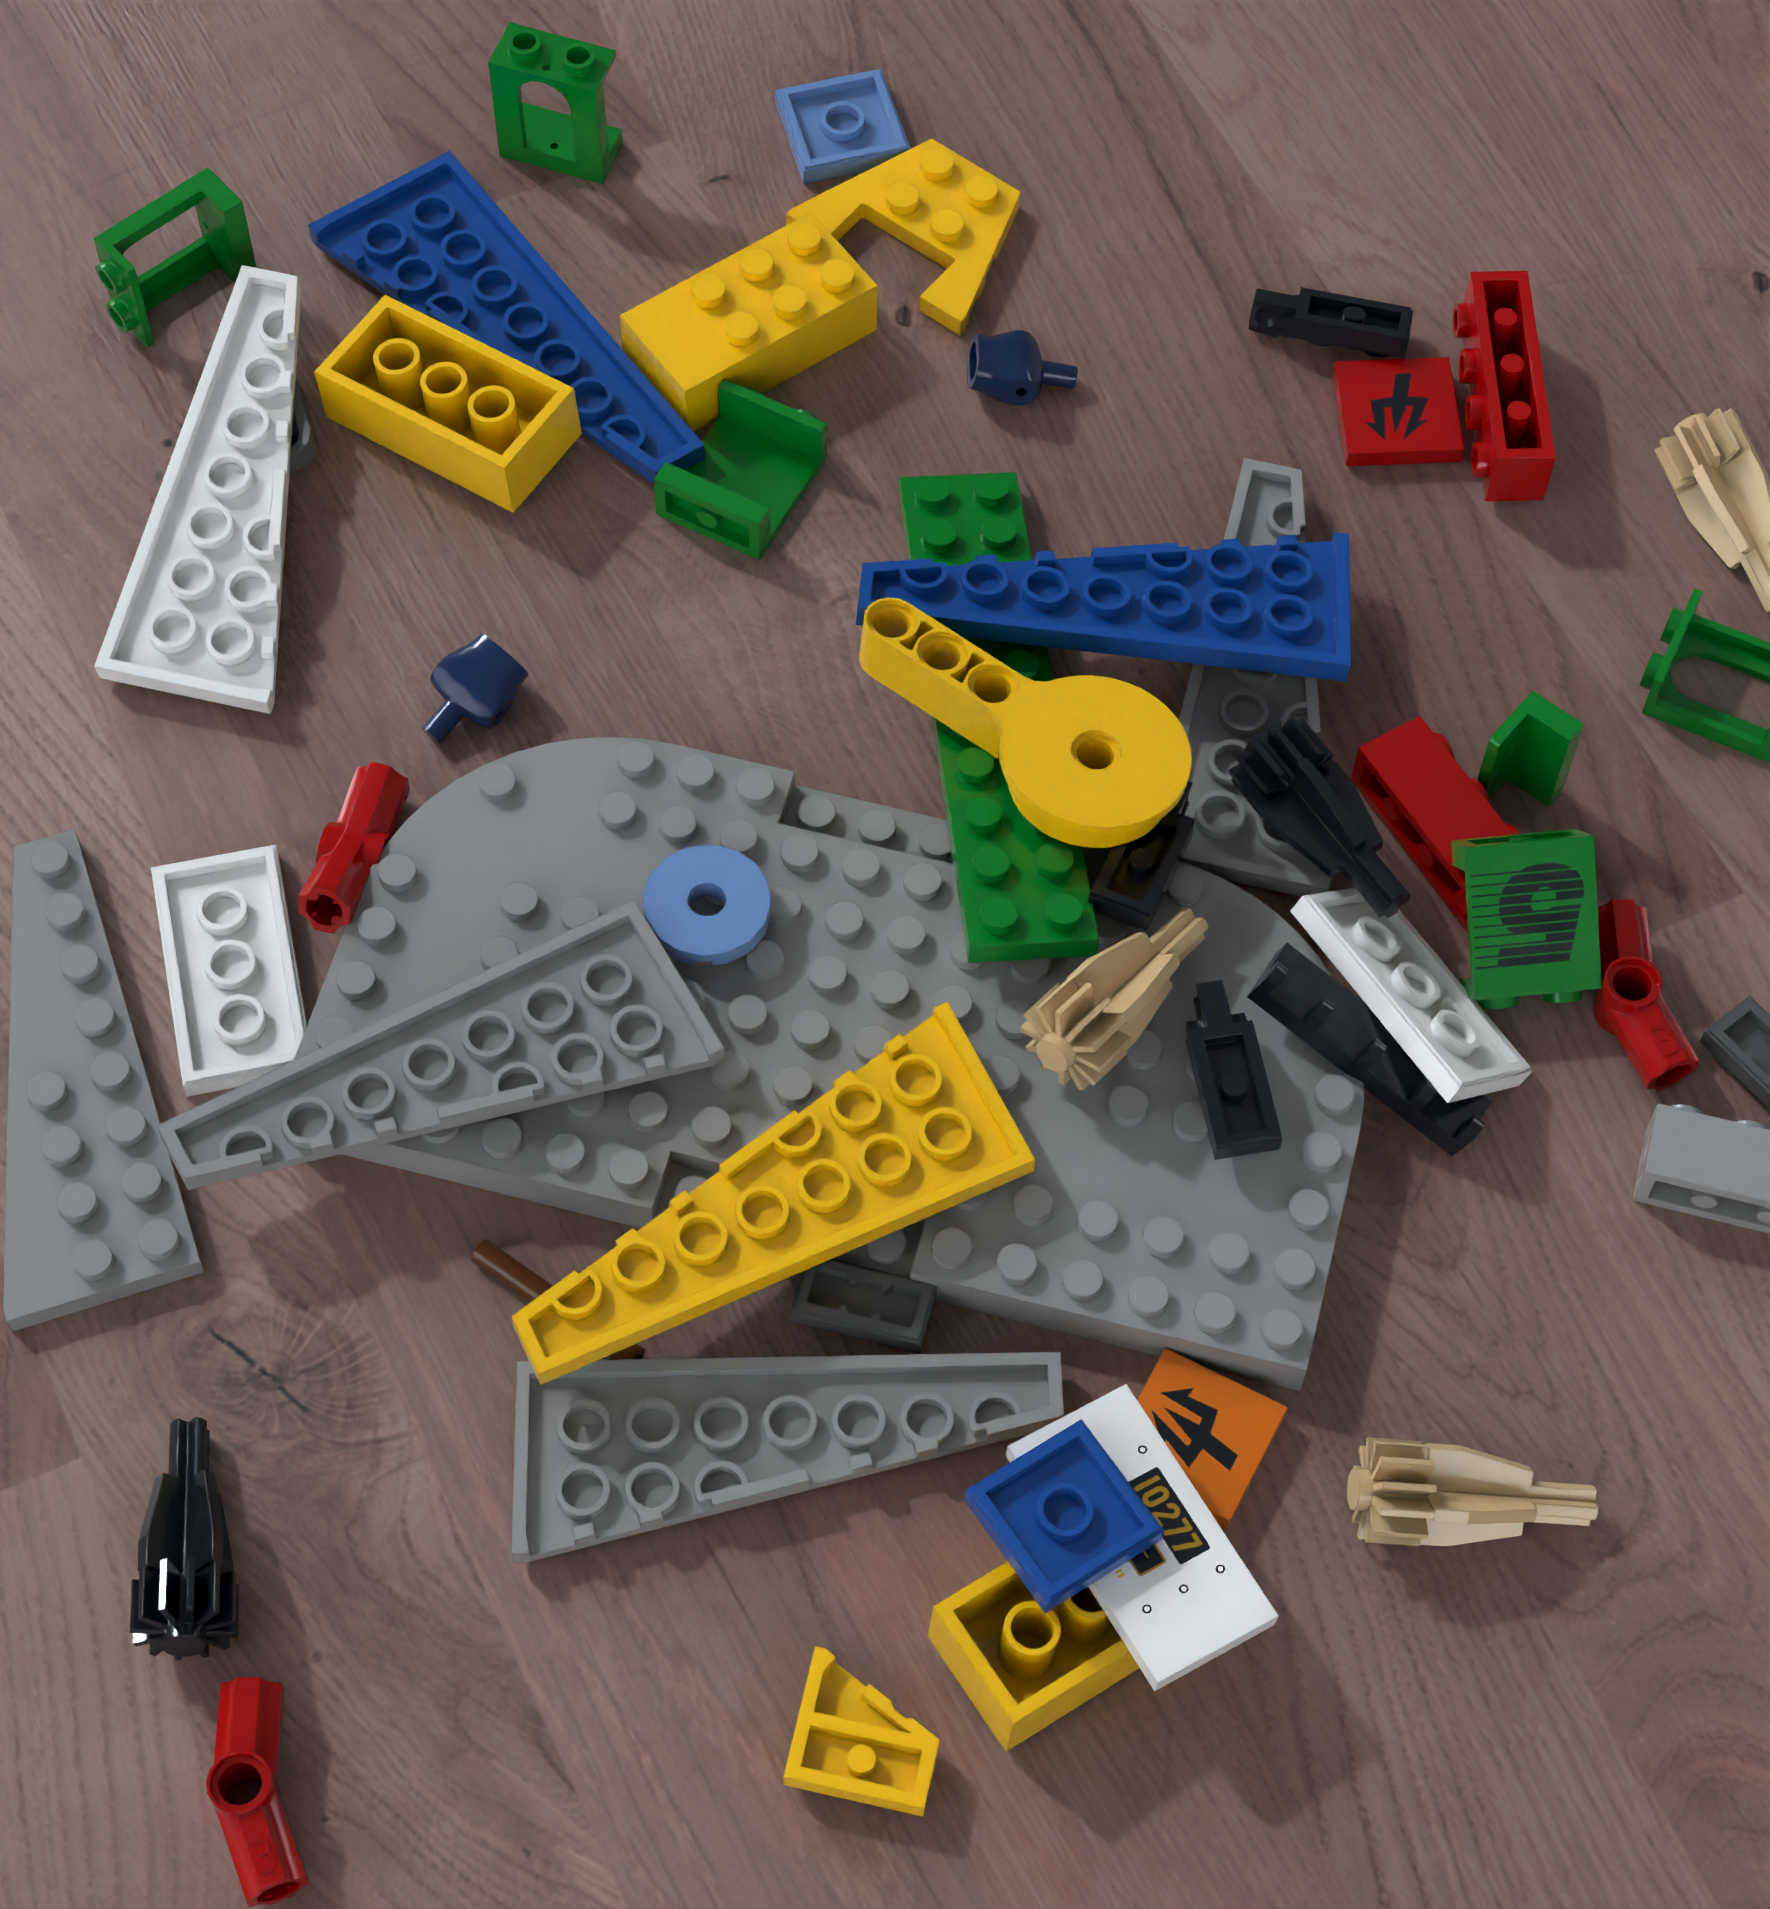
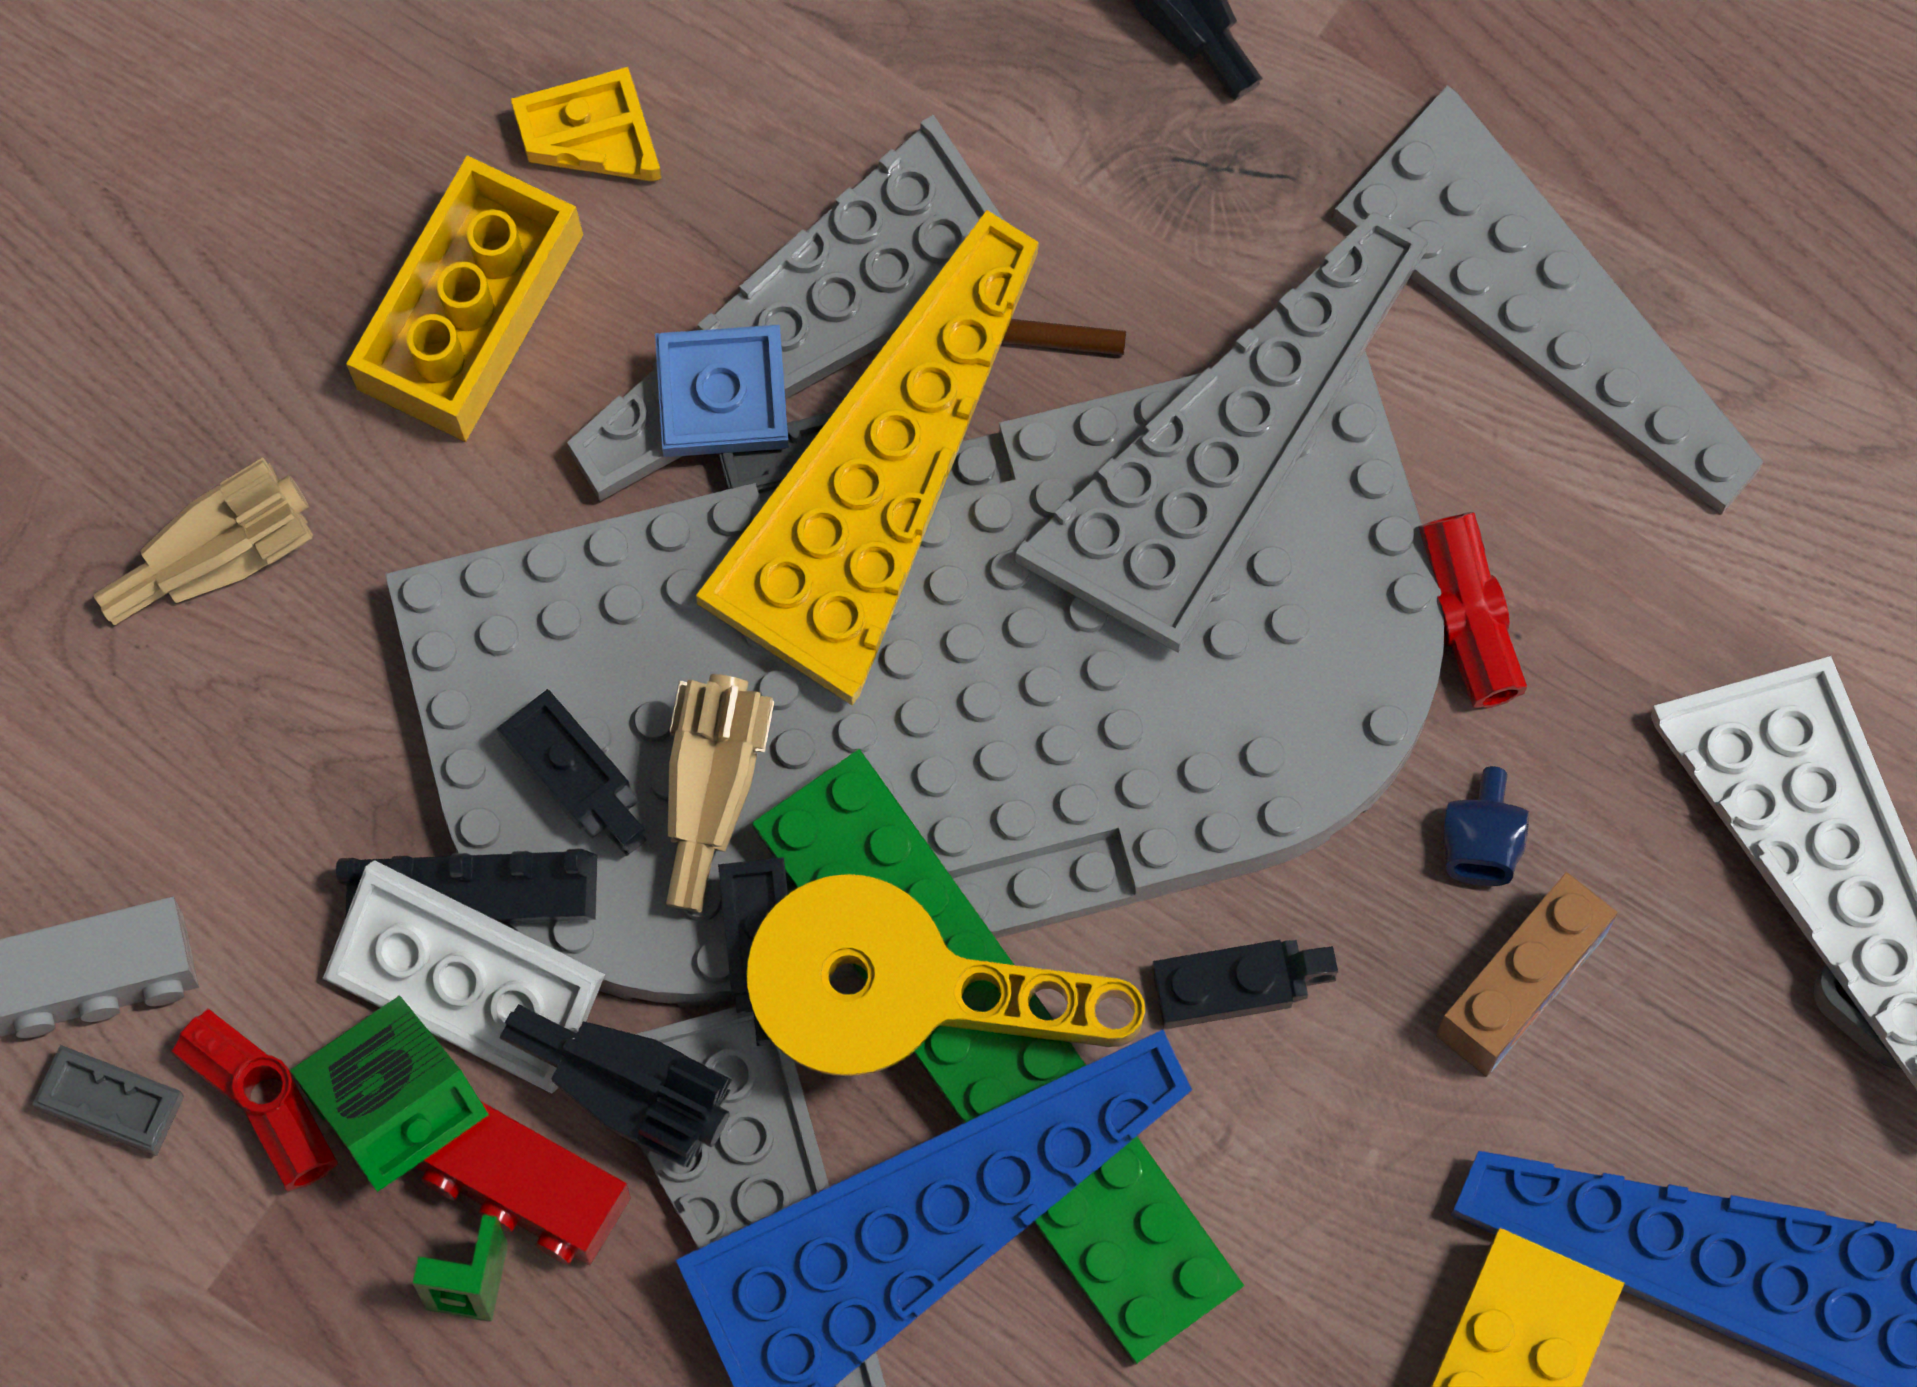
camera: 150 degrees right, 10 degrees up
(229, 967) = (1505, 465): white tile -> none
(449, 403) = (1726, 1109): yellow brick -> none
(525, 566) = (1526, 974): none -> medium nougat brick
(707, 872) = (1128, 657): medium blue tile -> none
(751, 689) = (1238, 981): none -> black hinge
(752, 471) = (1395, 1210): green panel -> none
(889, 1377) = (721, 390): none -> medium blue tile
(1063, 1515) = (507, 303): blue tile -> none
(1189, 1590) = (444, 339): white tile -> none
(1211, 1428) = (453, 495): orange tile -> none

